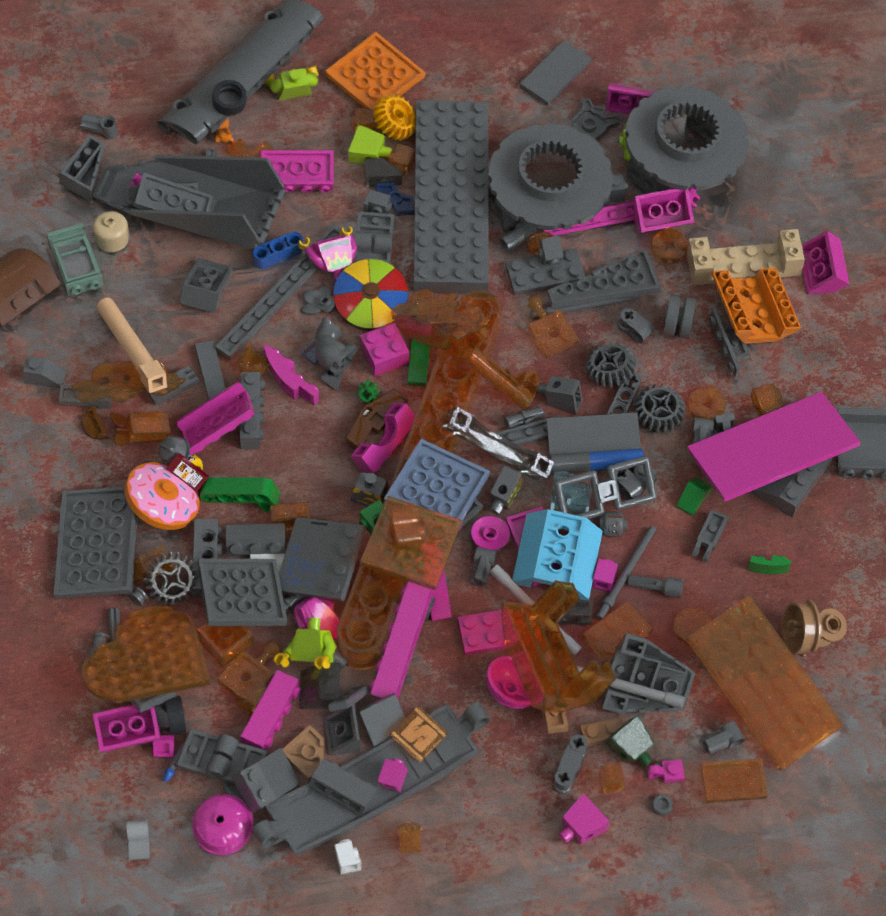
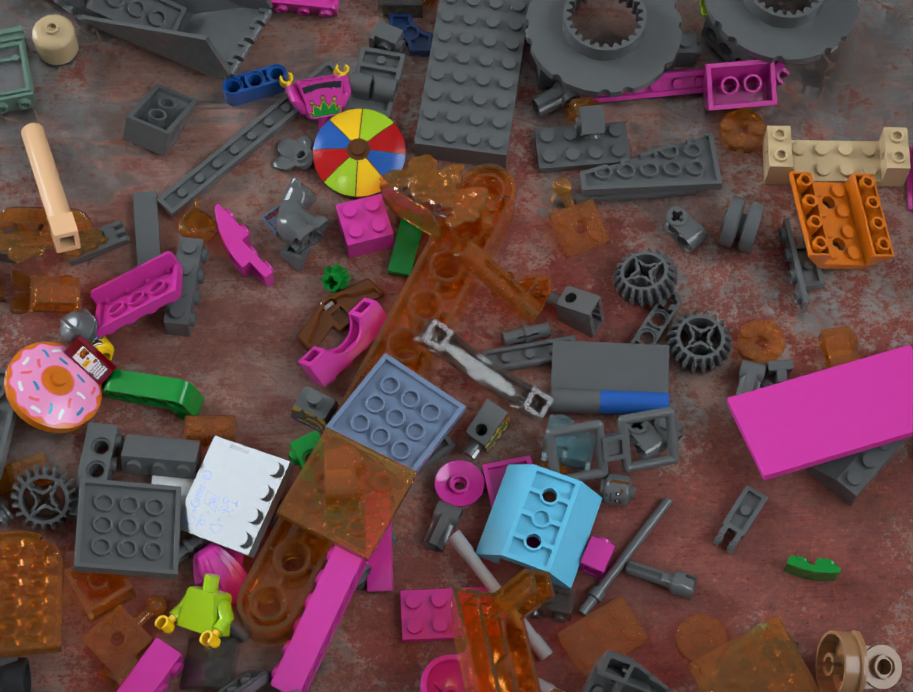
camera: 10 degrees right, 5 degrees up
(693, 496) = (727, 463): green slope -> none

